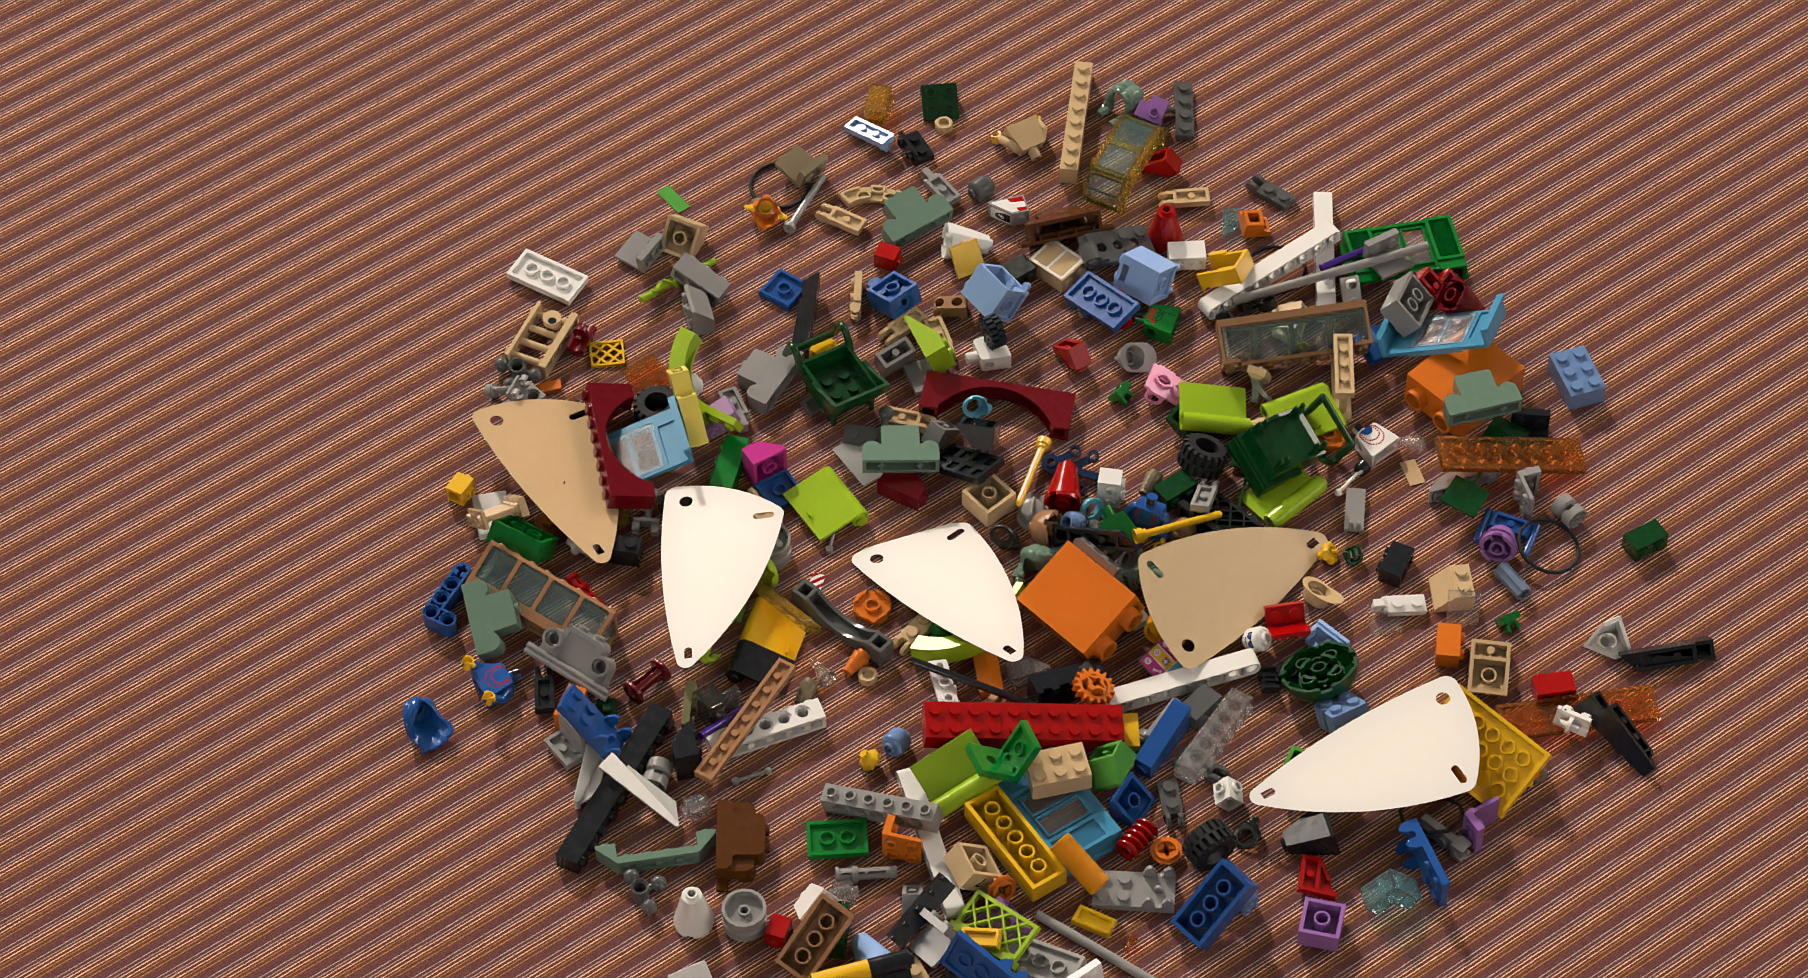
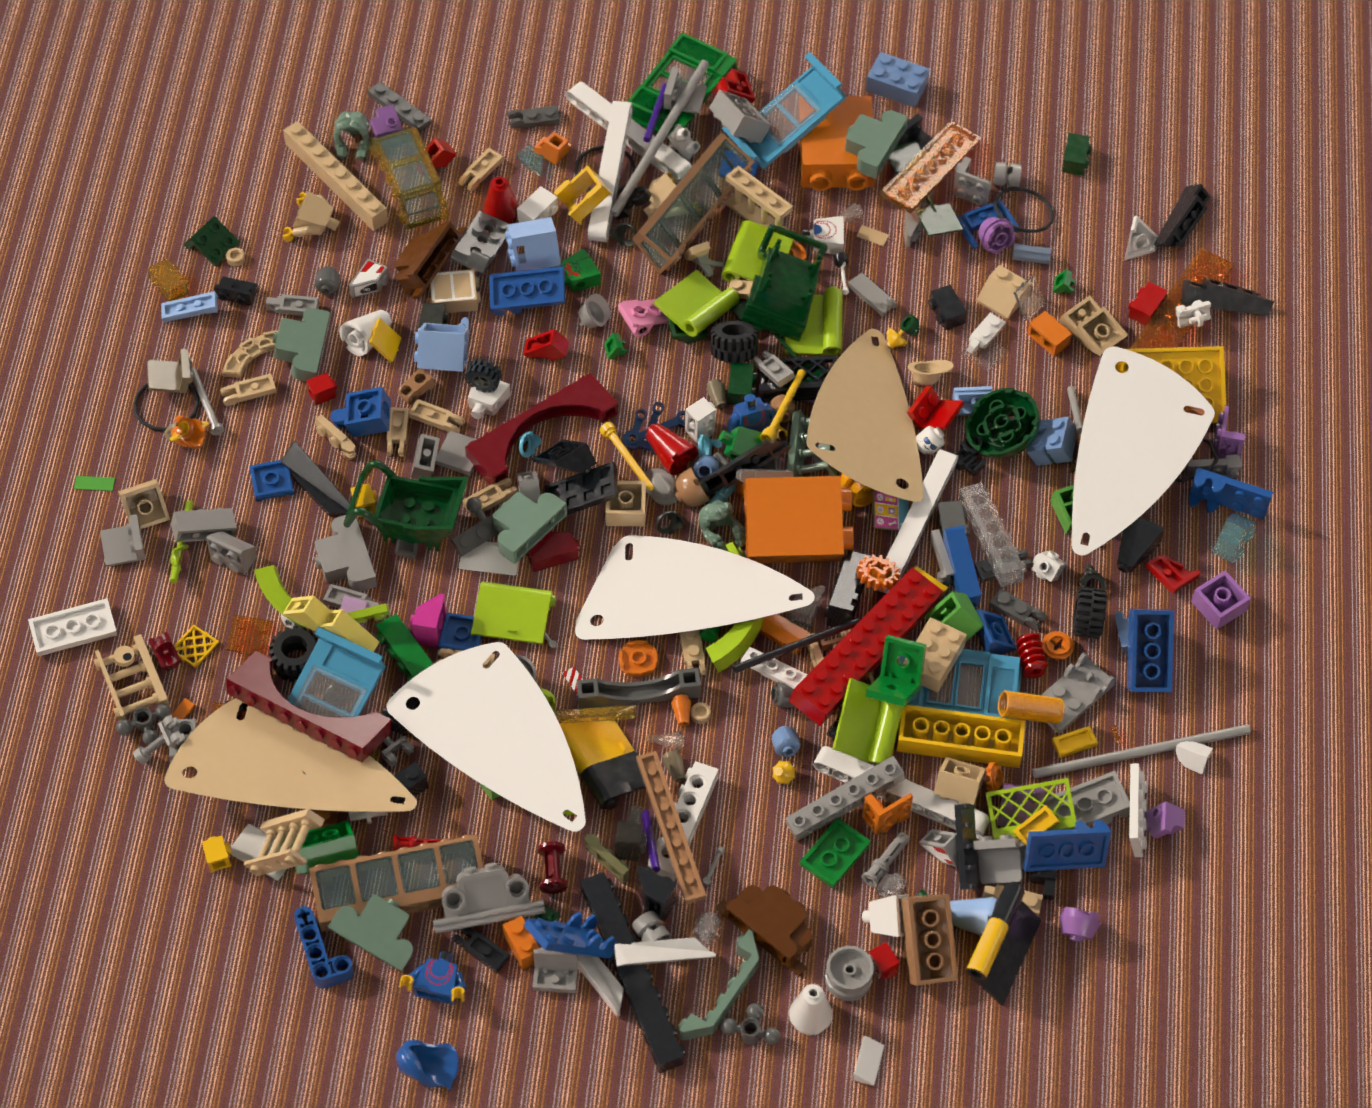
camera: 50 degrees left, 5 degrees up
(935, 348) = (447, 424): lime slope -> none
(1457, 298) = (764, 85): dark red cone -> none

